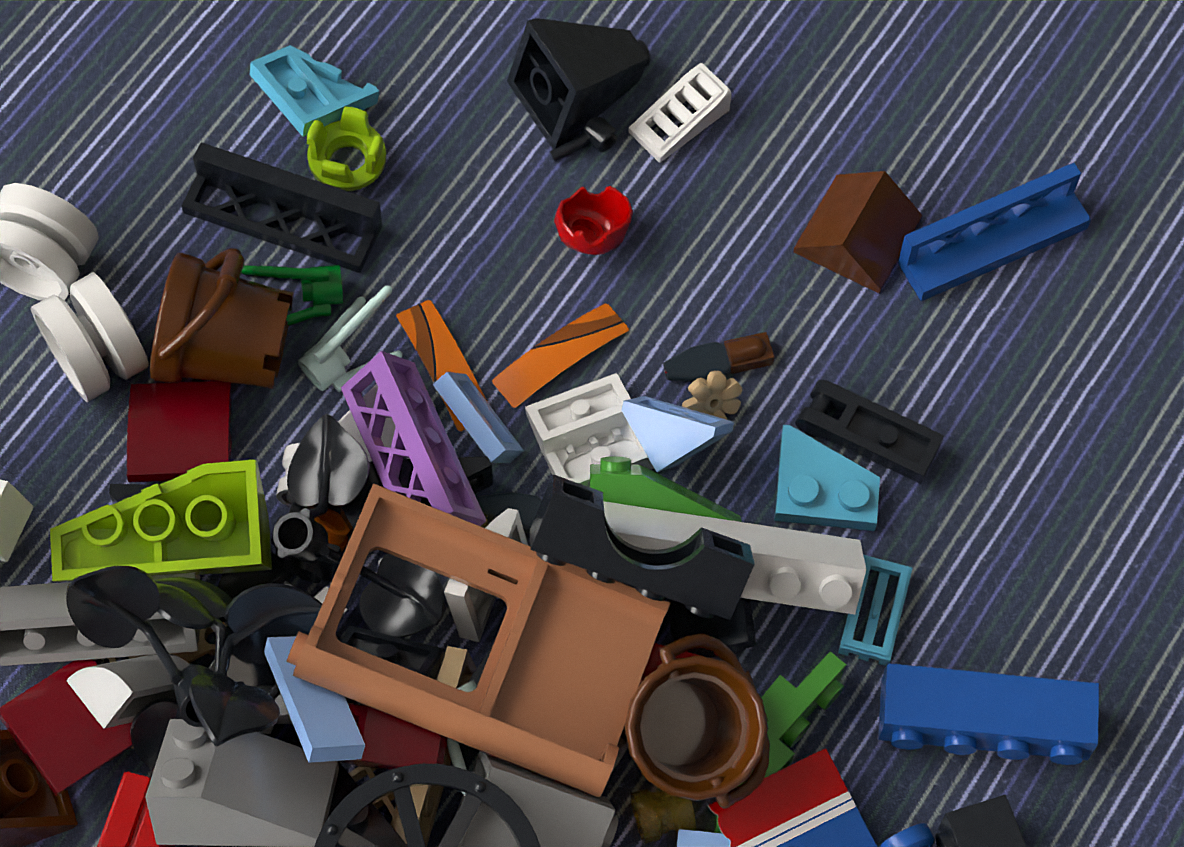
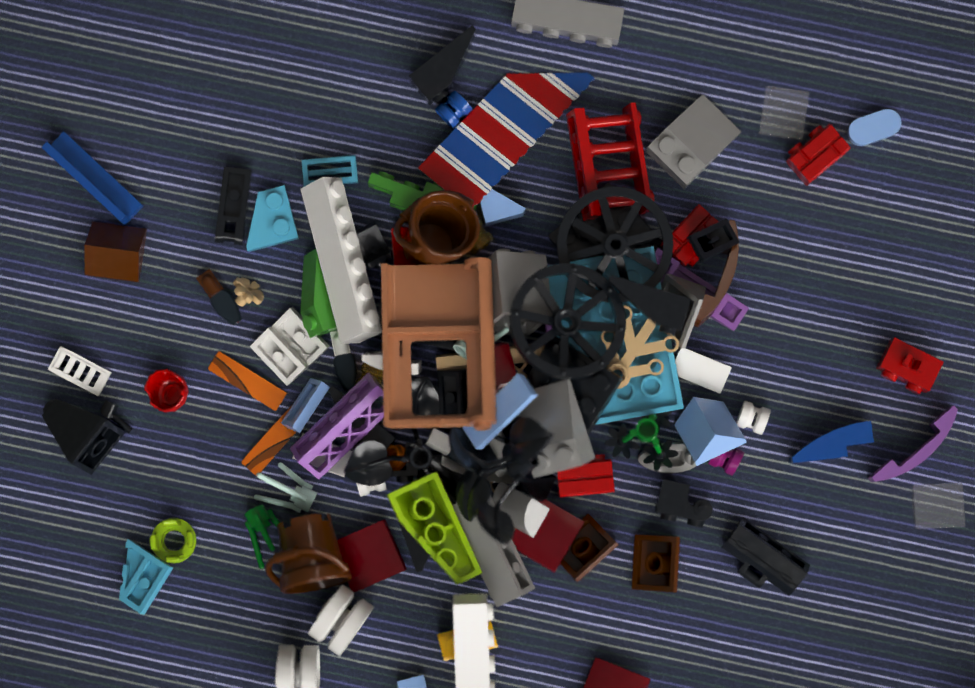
camera: 110 degrees left, 20 degrees up
(288, 192) = (211, 561): black fence -> none
(671, 431) = (276, 302): light blue slope -> none
(701, 572) = (362, 252): black arch -> none
(988, 713) = (367, 97): blue brick -> none

